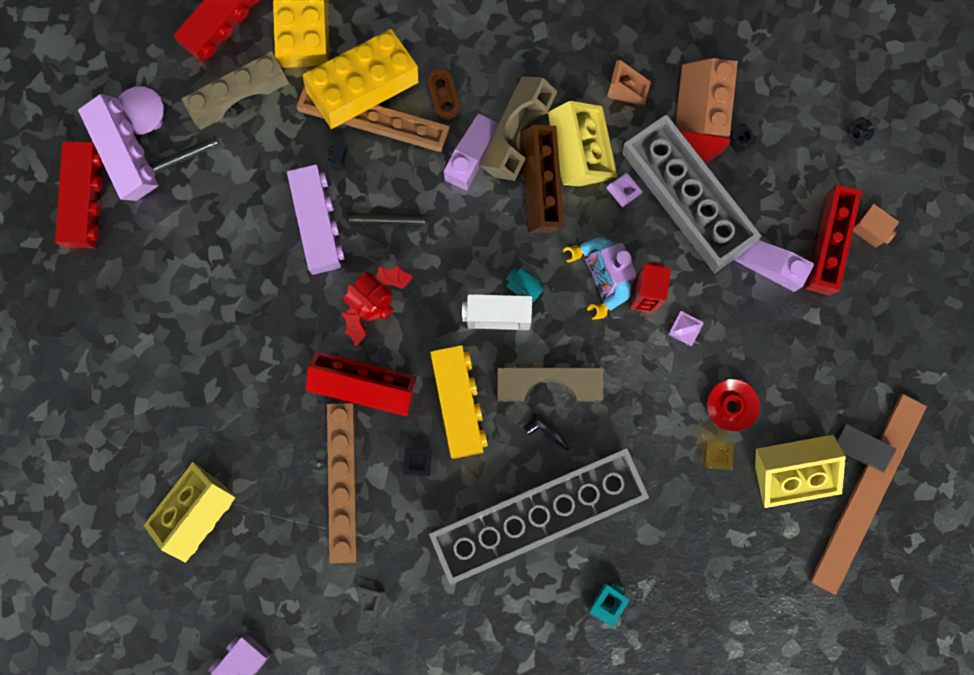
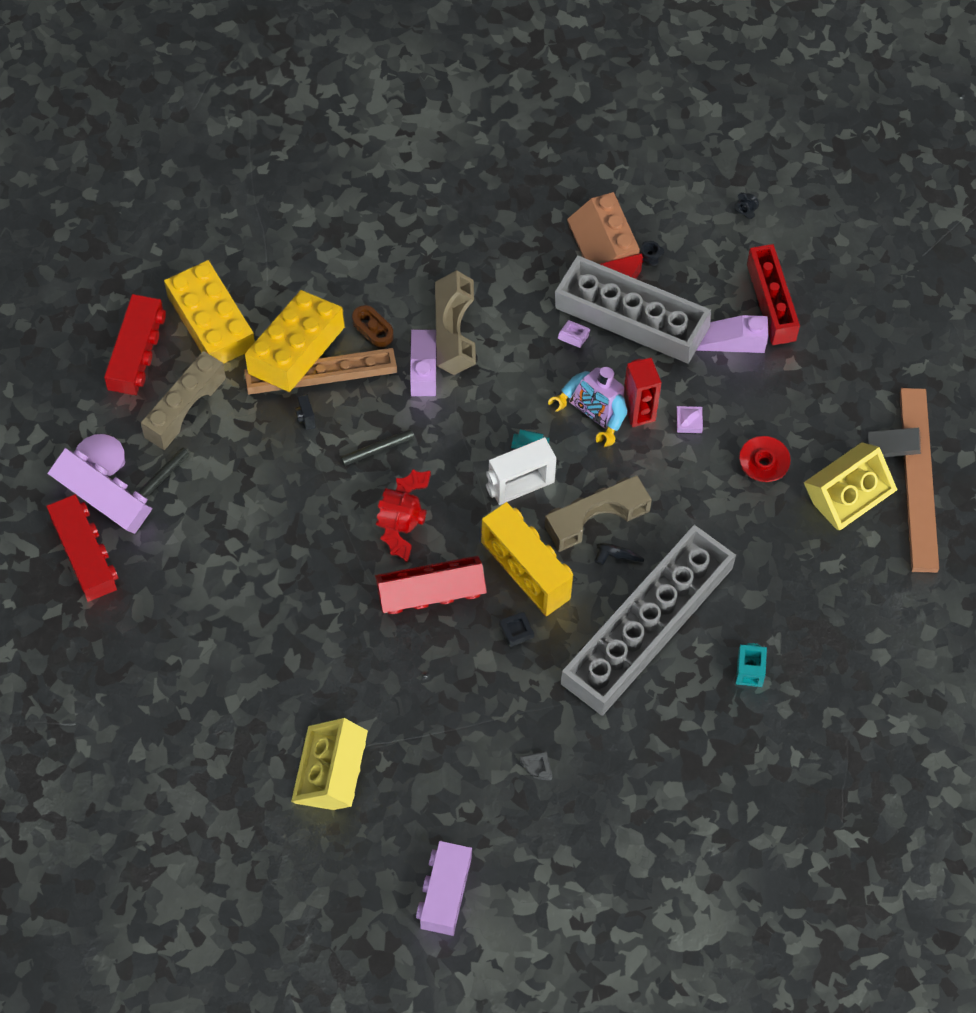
camera: 30 degrees left, 20 degrees down
(315, 220) = (313, 473): lavender brick -> none
(342, 483) = (457, 680): medium nougat plate -> none
(542, 179) = (499, 353): reddish brown brick -> none
(583, 144) = (516, 313): light yellow slope -> none
(628, 85) = (529, 252): nougat slope -> none
(719, 455) = (776, 504): clear yellow plate -> none
(876, 226) = (801, 270): nougat brick -> none

